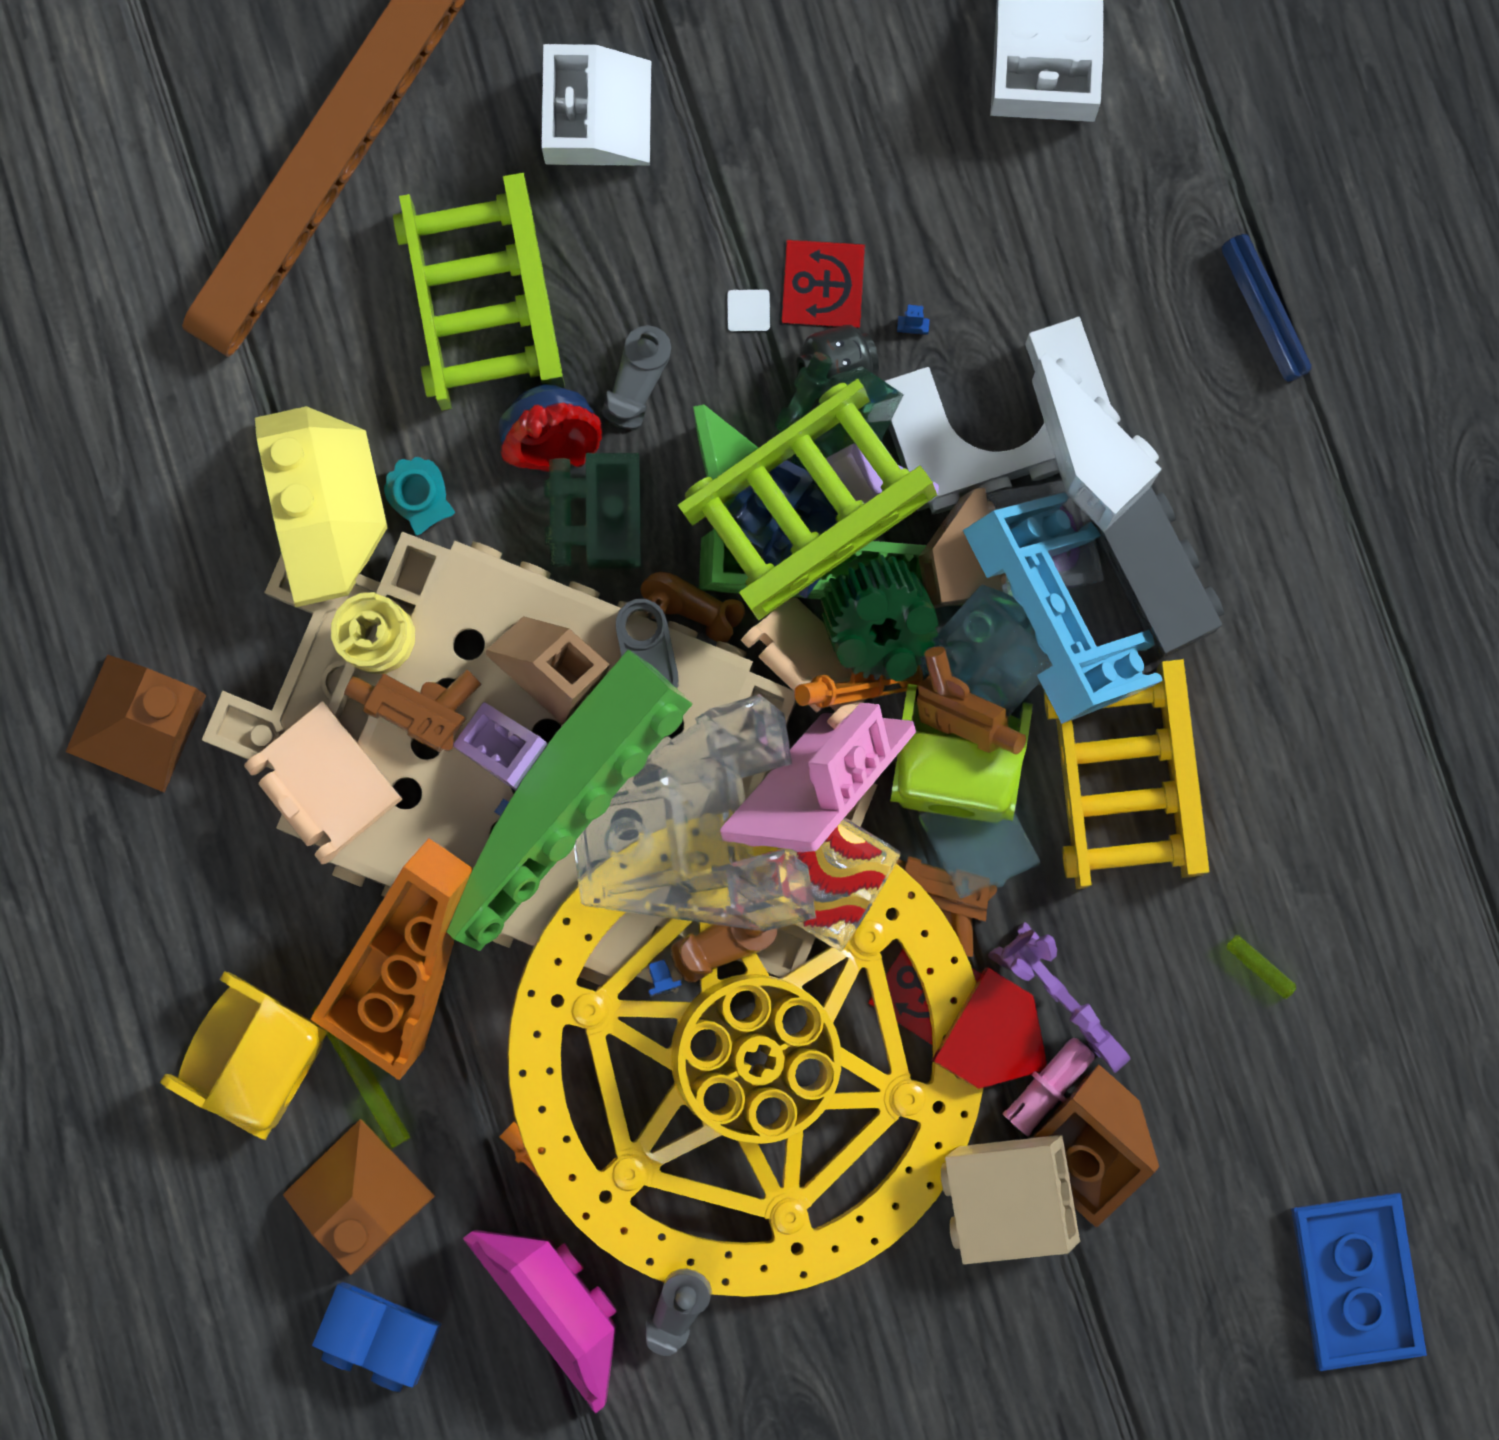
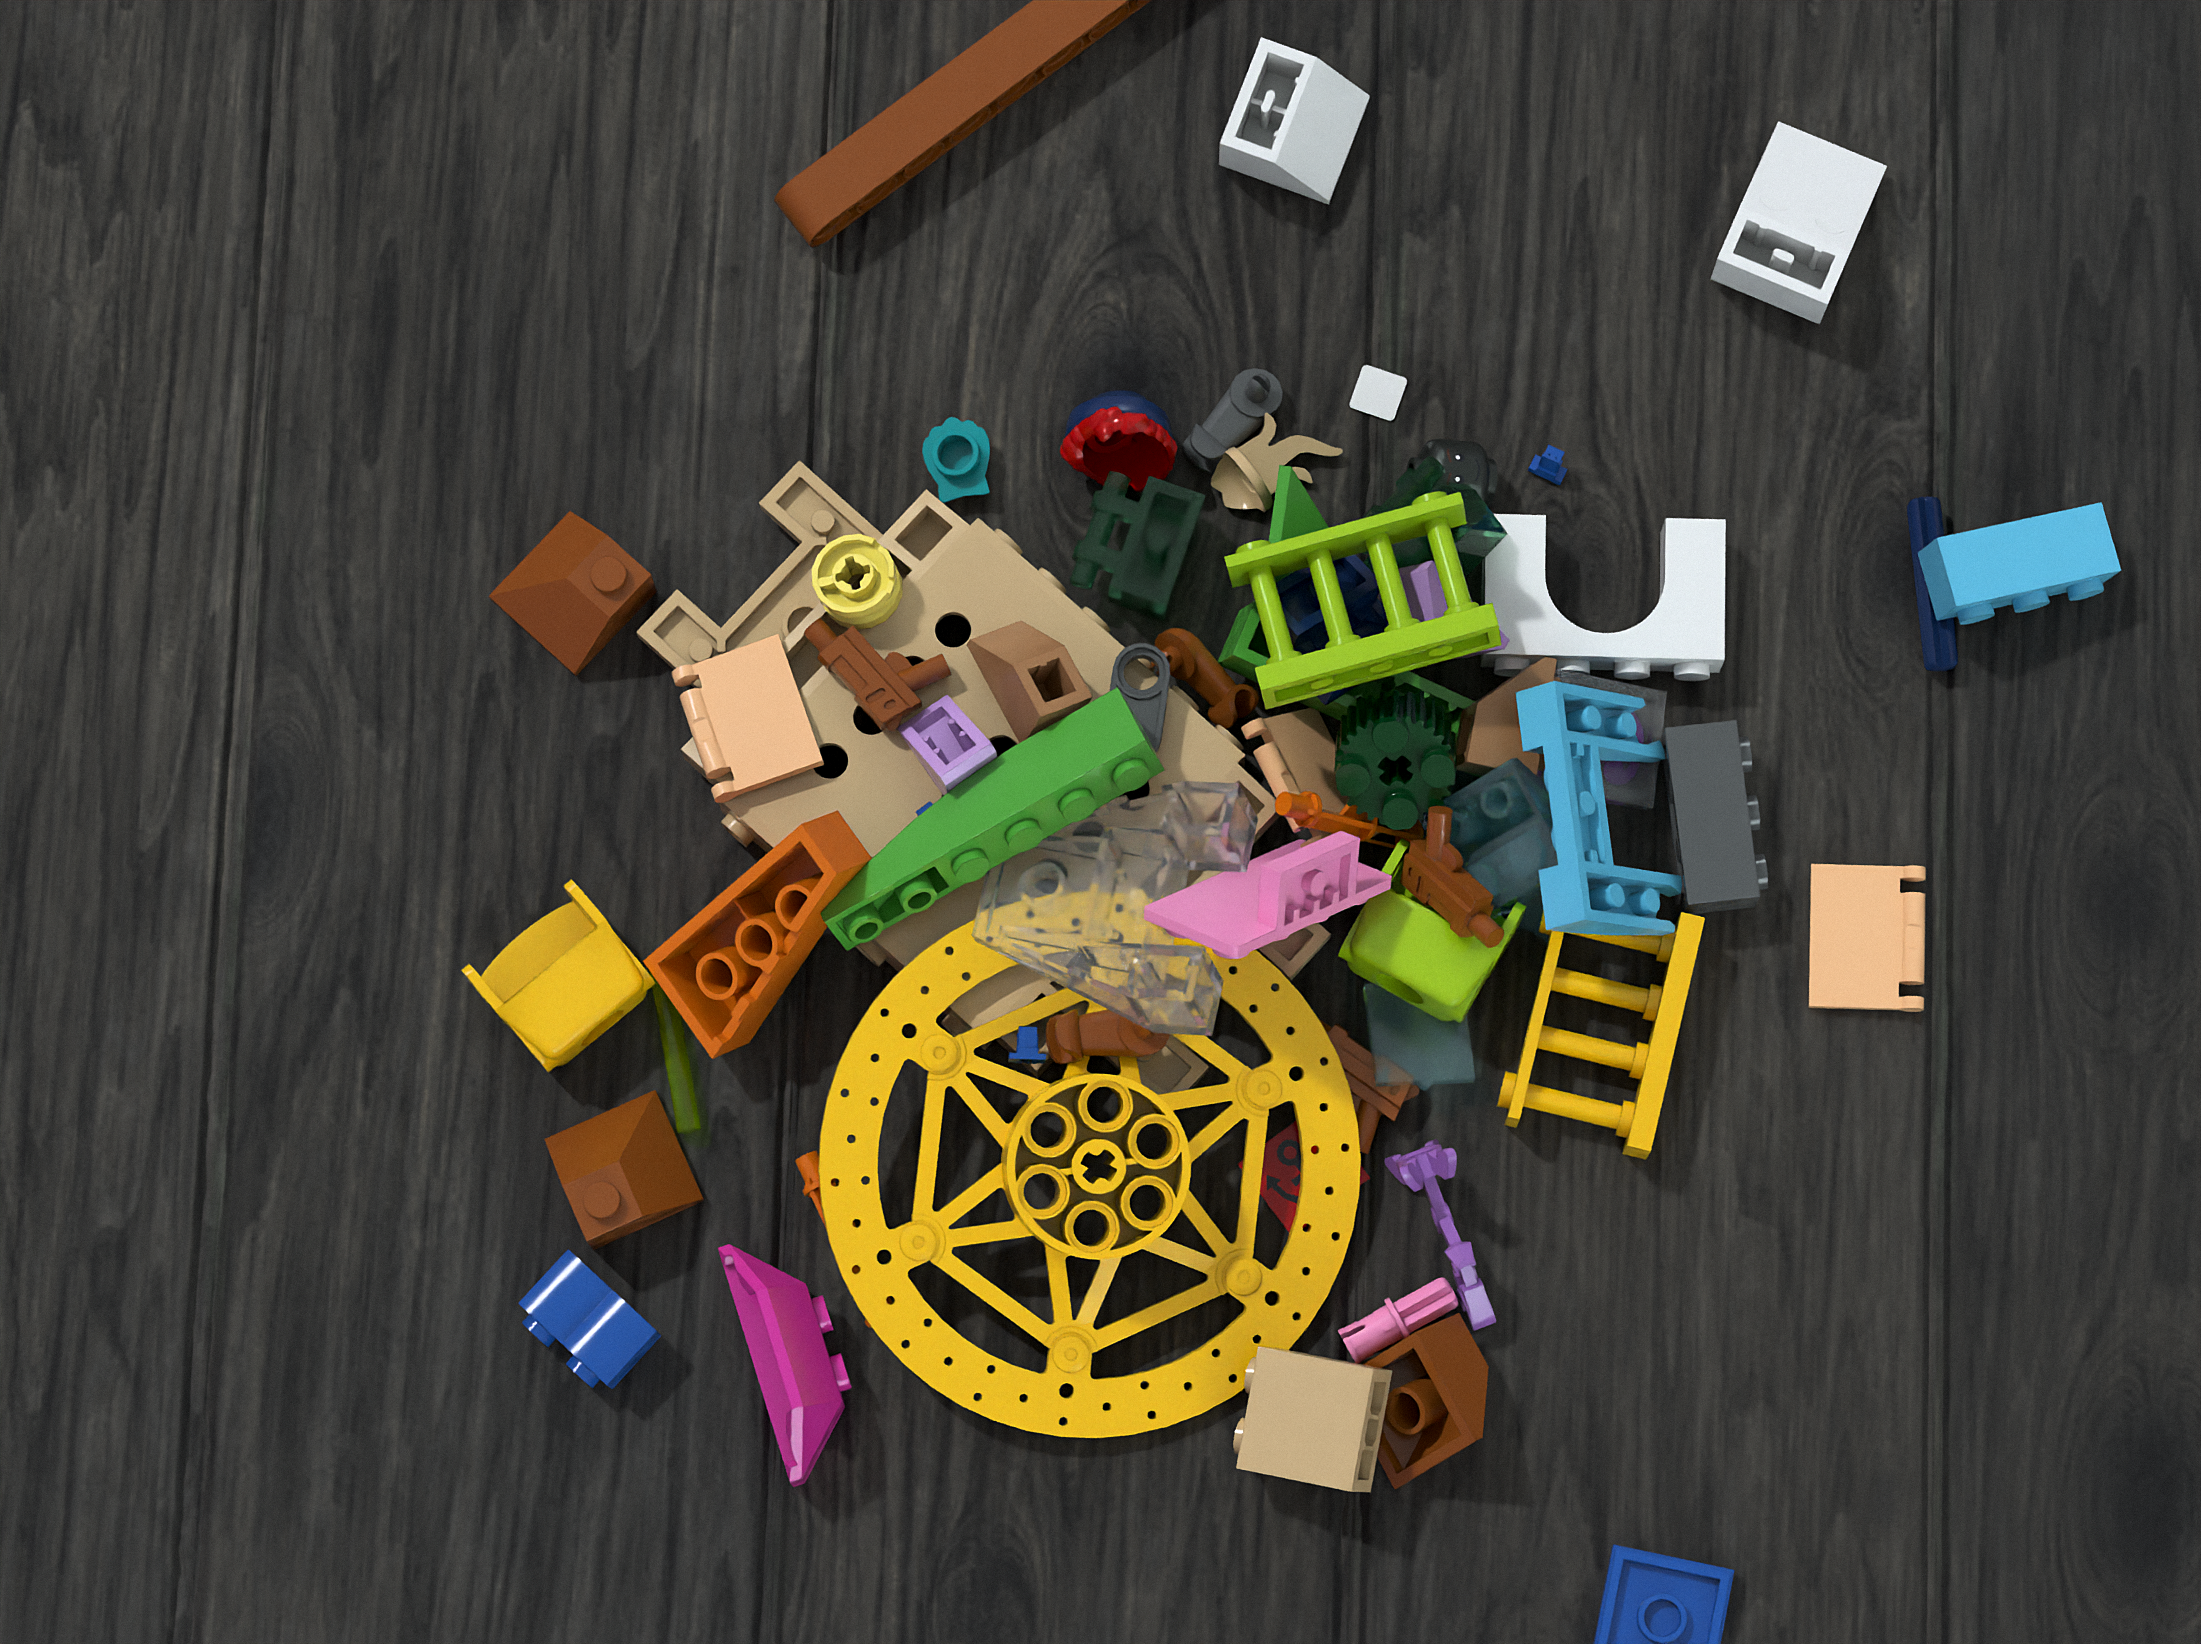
camera: 20 degrees right, 5 degrees down
(320, 500) = (853, 428): light yellow wedge -> none
(519, 259) = (1154, 252): lime fence -> none
(670, 413) = (1250, 472): none -> tan piece
(679, 1304) = (922, 1400): dark grey piece -> none
(823, 283) = (1467, 392): red sticker -> none
(845, 880) = (1258, 1012): slope -> none
(993, 1035) = (1358, 1242): red slope -> none
(1095, 456) = (1687, 675): white slope -> none
(1261, 966) = (1672, 1277): clear neon green piece -> none
(1316, 624) = (1865, 937): none -> light nougat piece
(1335, 266) = (2019, 564): none -> medium azure brick

